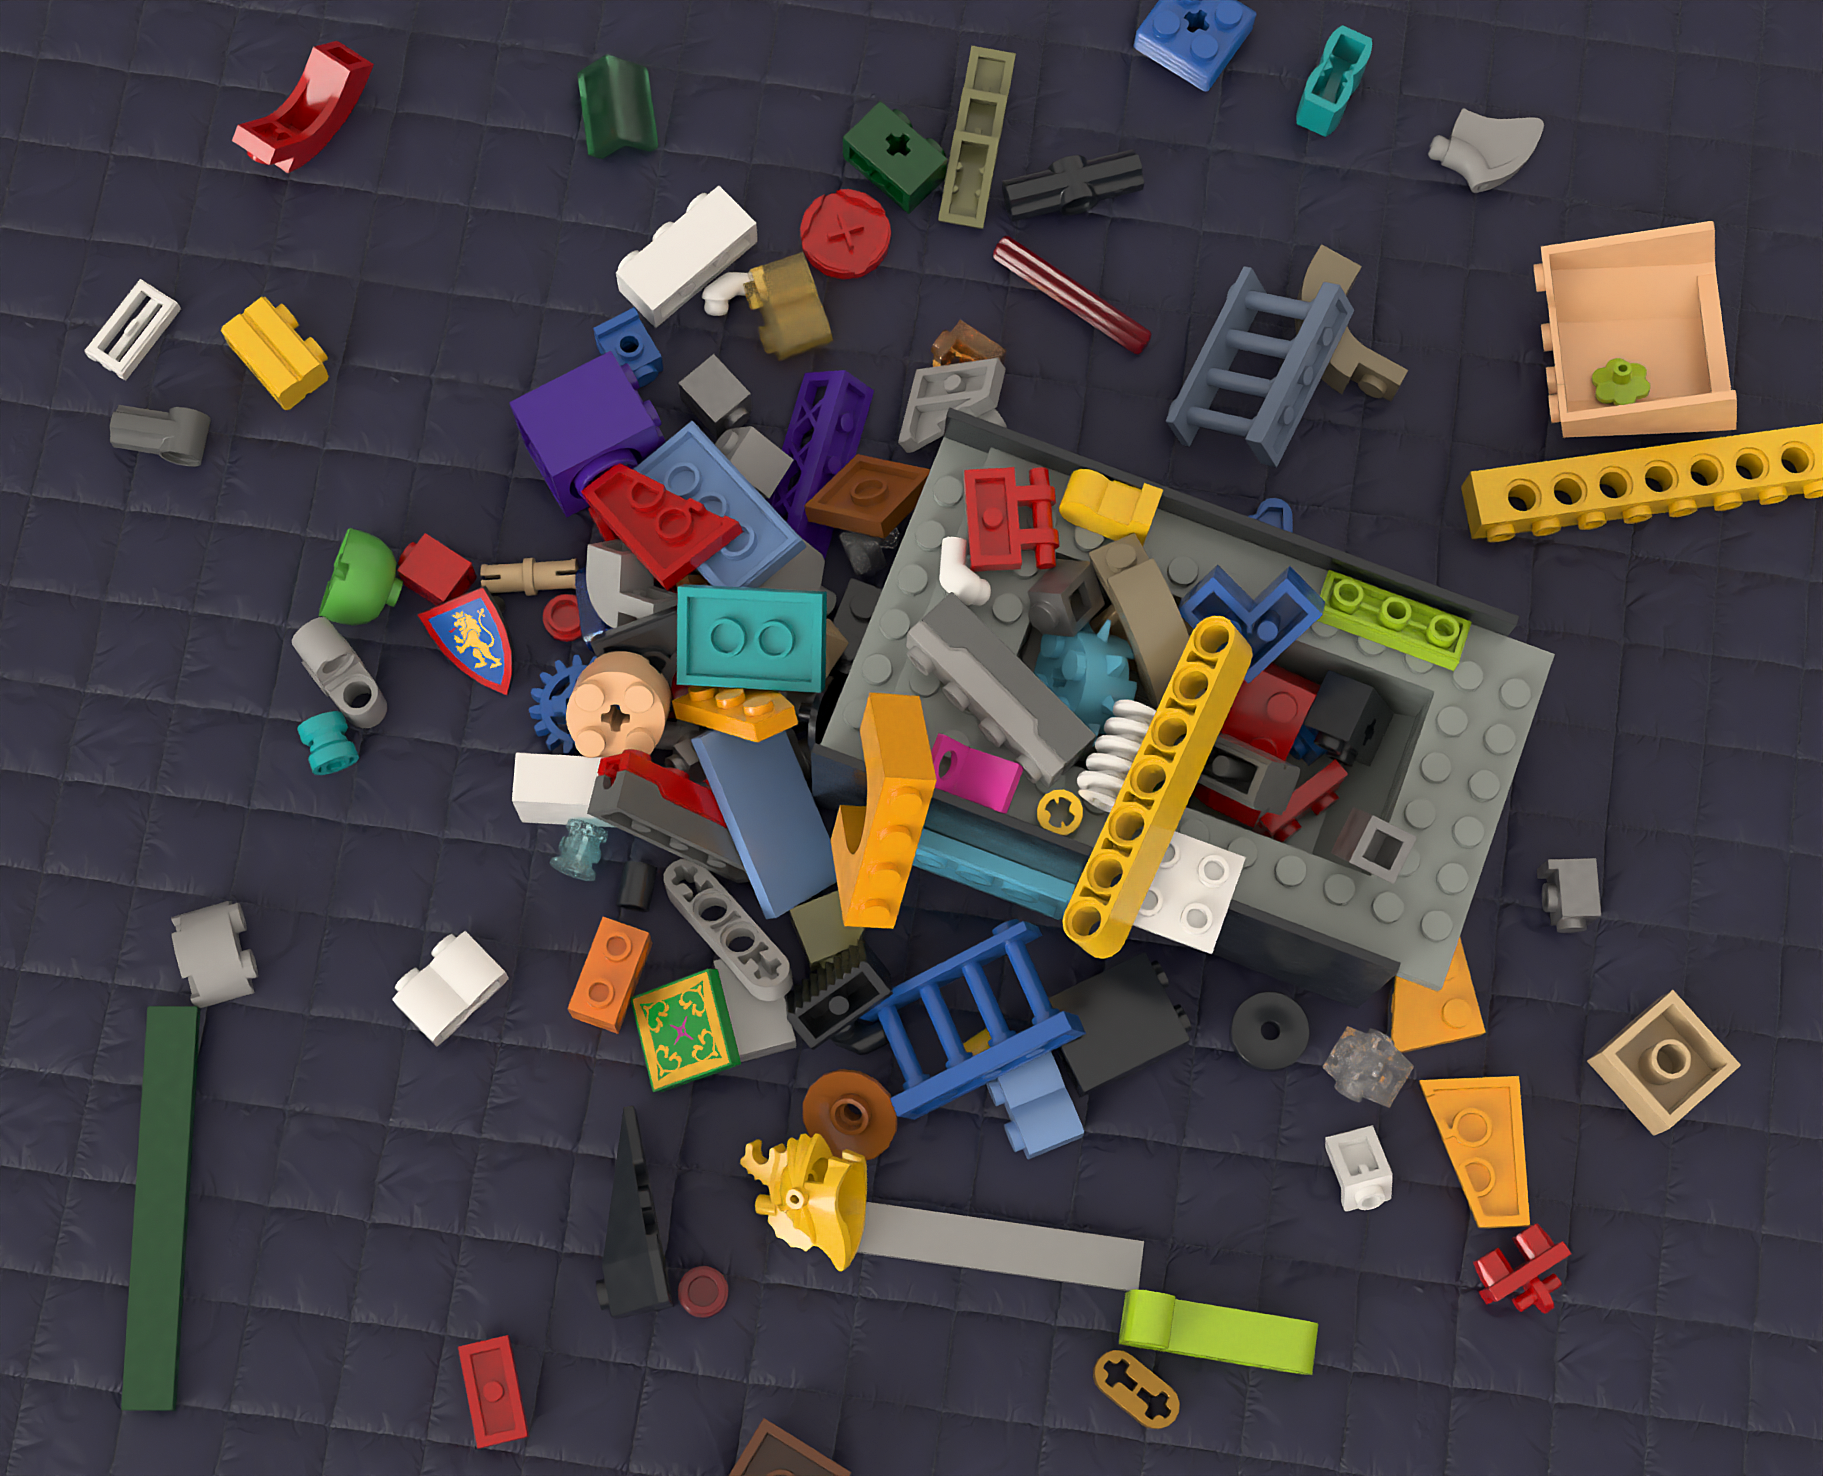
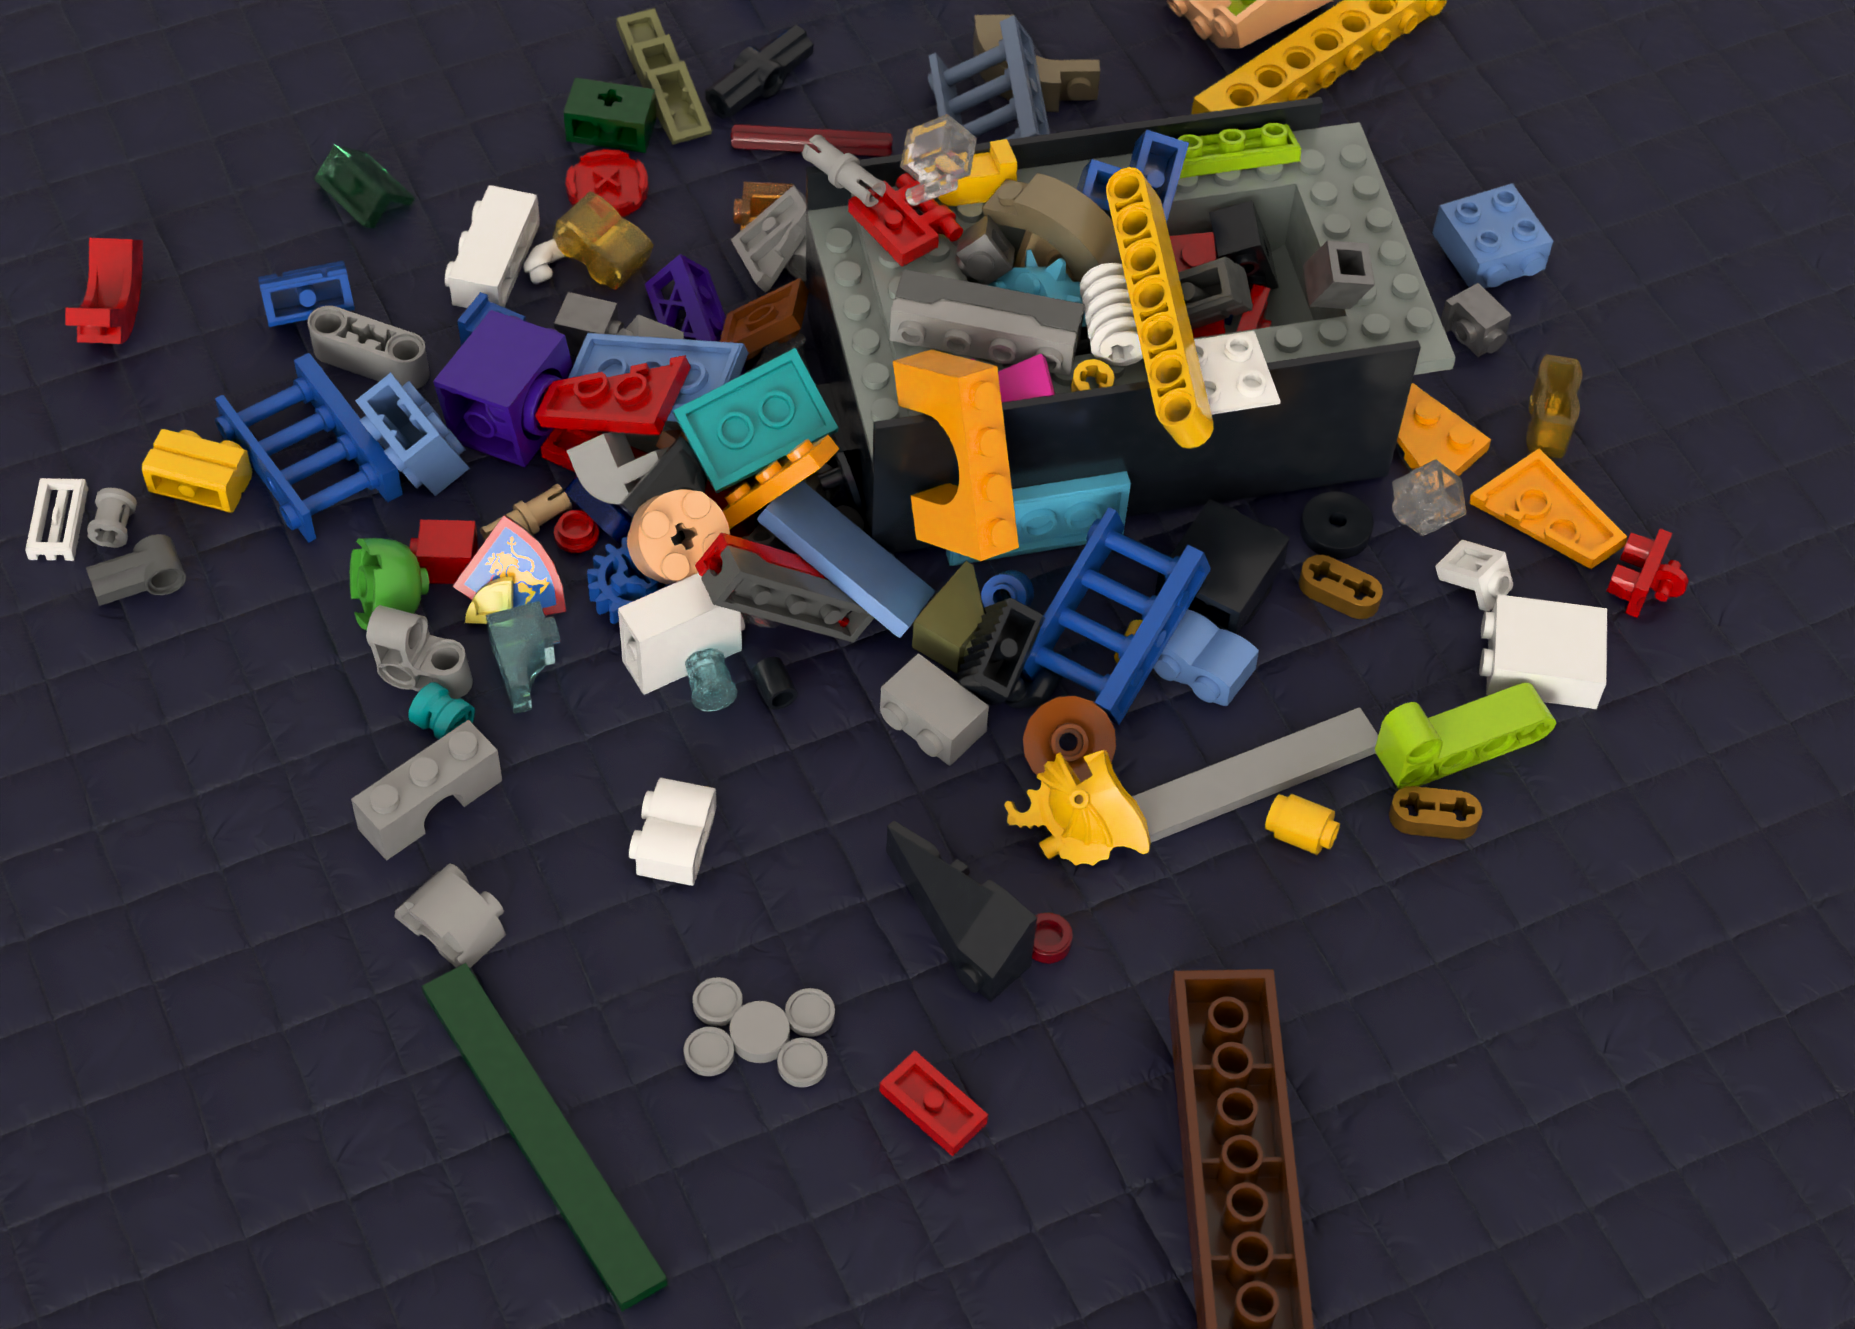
camera: 30 degrees left, 20 degrees down
(174, 360) = (111, 517): none -> light grey bush
(290, 809) = (396, 806): none -> light grey arch
(399, 1226) = (759, 1032): none -> light grey piece
(425, 361) = (331, 413): none -> blue fence
(436, 714) = (522, 648): none -> clear light blue arch
(443, 652) = (491, 598): none -> light yellow tile
(470, 437) = (412, 434): none -> medium blue brick
(482, 212) = (304, 290): none -> blue brick
(482, 290) = (367, 346): none -> light grey beam
(610, 975) = (802, 749): orange brick -> none
(685, 1030) = (893, 752): tile -> none
(722, 931) = (923, 660): light grey beam -> none
(910, 931) = (1014, 582): none -> blue brick
(957, 577) = (889, 269): white arm -> none
(975, 438) = (844, 170): none -> light grey pin
(1003, 1327) = (1302, 823): none -> yellow brick
(1069, 481) = (937, 157): none -> clear brick
(1232, 1094) = (1340, 586): none -> pearl gold beam
(1360, 1293) = (1548, 645): none -> white brick
(1564, 1047) = (1554, 405): none -> clear yellow brick
(1657, 810) = (1492, 237): none -> medium blue brick
(1663, 1063) = (1631, 385): tan brick -> none

